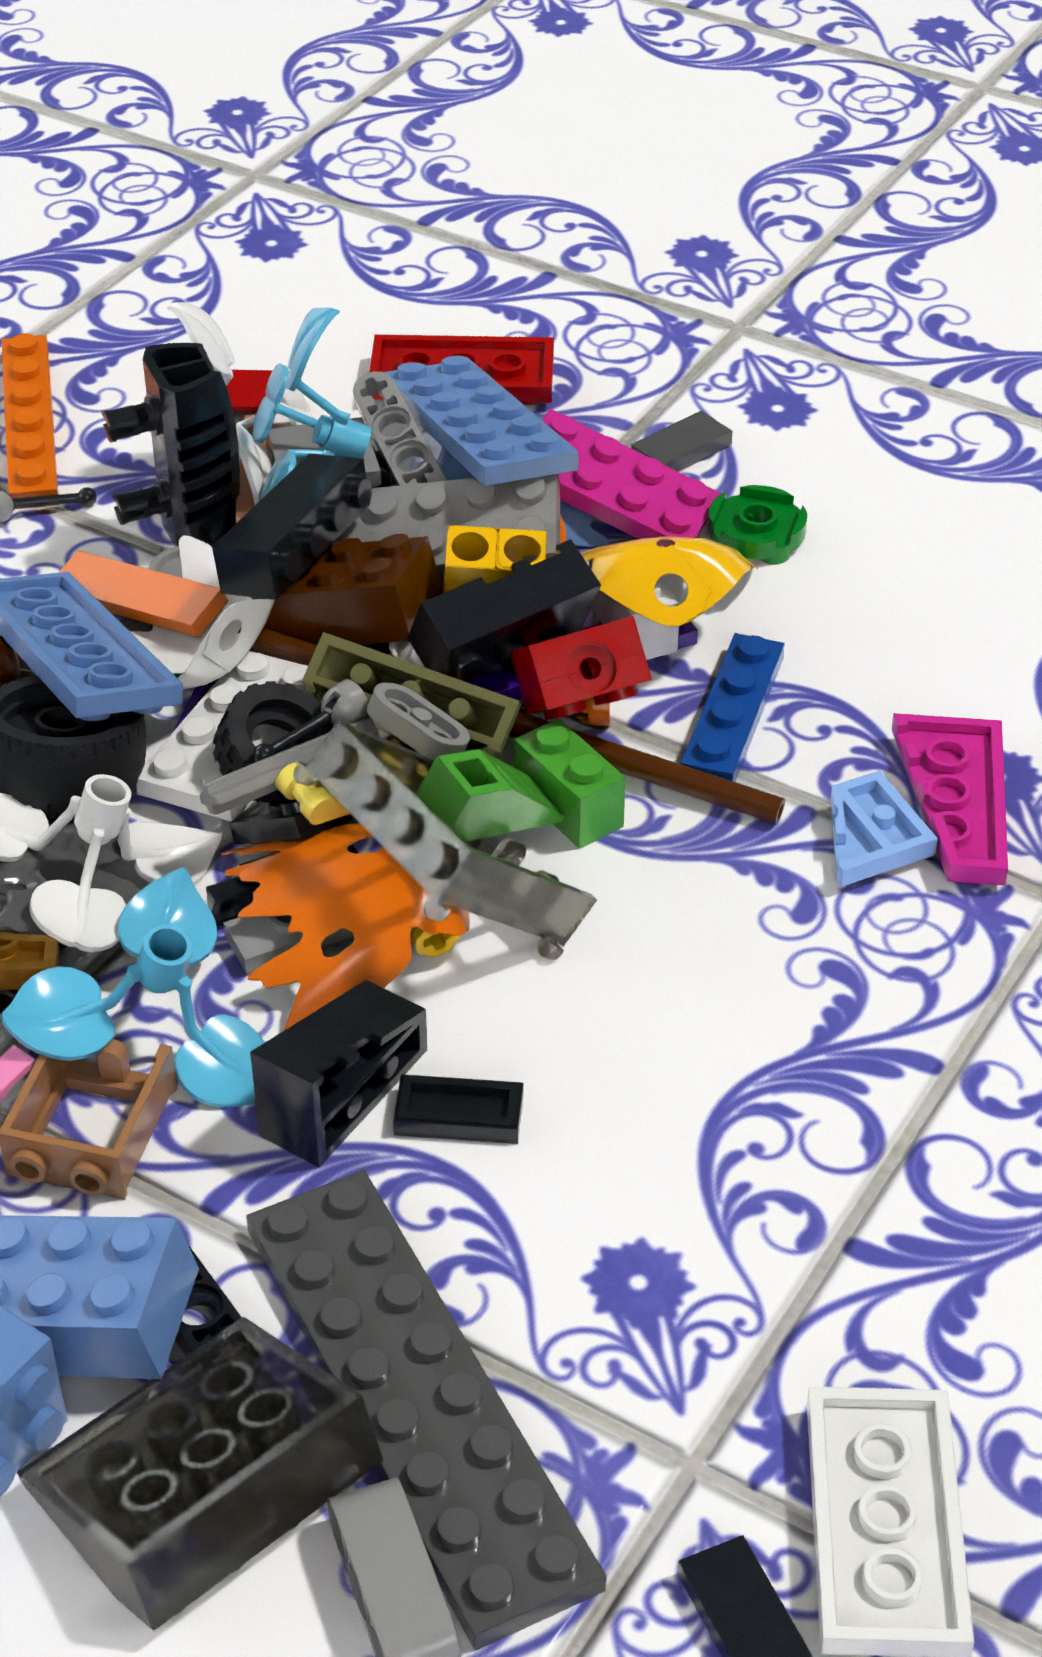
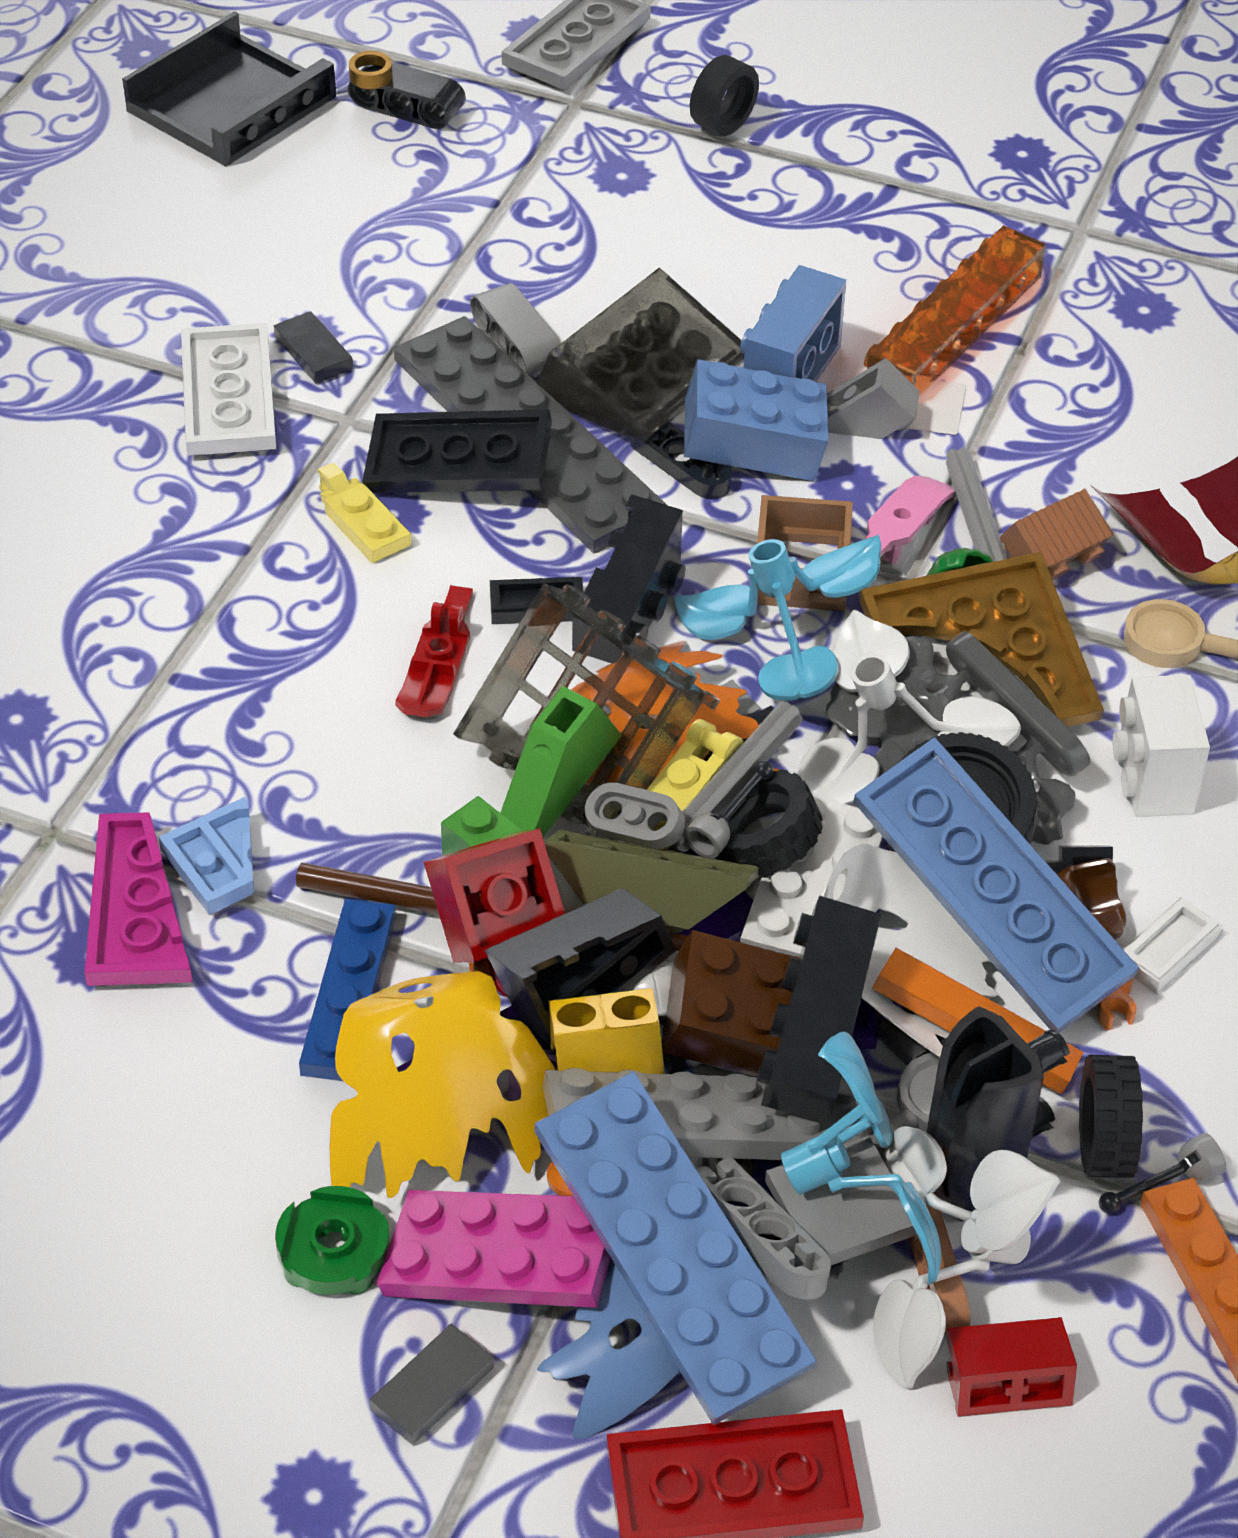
camera: 170 degrees right, 5 degrees up
(62, 496) = (1110, 1116): none -> black tyre
(532, 1308) = (458, 451): none -> black plate
(610, 1027) = (435, 672): none -> red piece
(683, 1264) = (361, 515): none -> light yellow hinge

